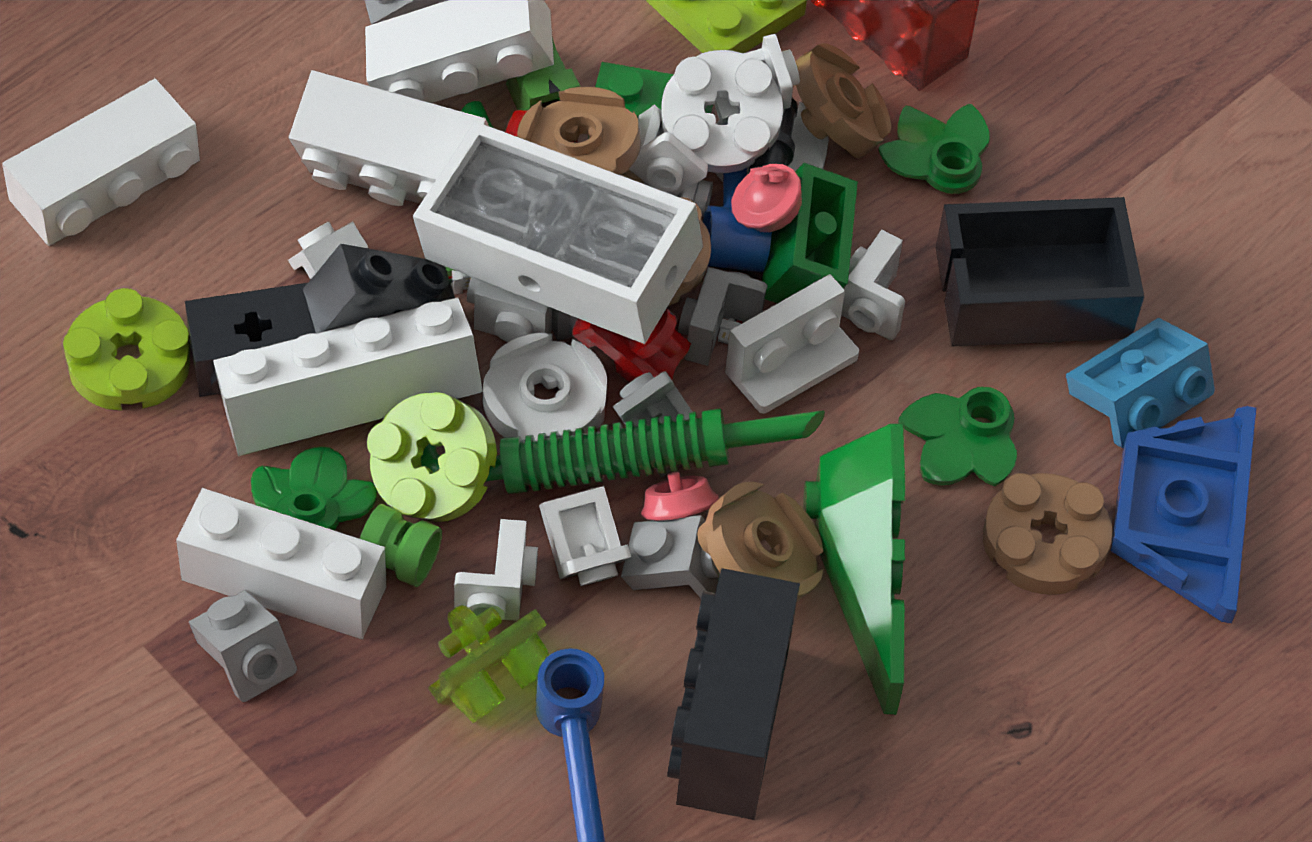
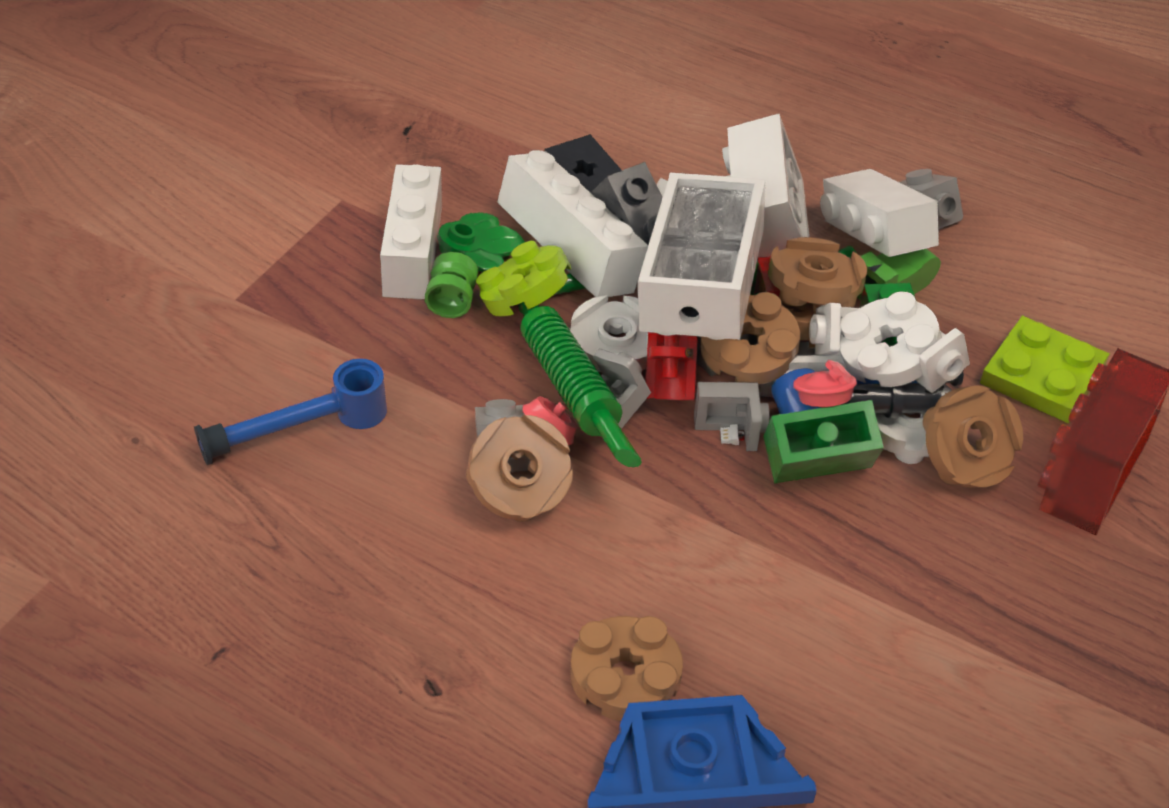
camera: 75 degrees right, 10 degrees down
(101, 162) = (693, 88): white brick -> none
(122, 321) = (553, 122): lime plate -> none
(245, 643) = (345, 228): light grey bracket -> none
(468, 679) = (379, 339): clear neon green hips -> none
(514, 567) = (447, 341): white bracket -> none
(583, 536) = (498, 375): white bracket -> none
(732, 693) = (374, 470): black piece -> none
(790, 346) = (721, 454): white bracket -> none
(859, 526) = (550, 538): green wedge -> none
(866, 295) = (810, 497): white bracket -> none
(931, 147) = (980, 525): green plate -> none
(957, 441) = (692, 594): green plate -> none
(1038, 271) = (875, 598): black piece -> none
(1145, 378) = (810, 706): dark azure bracket -> none

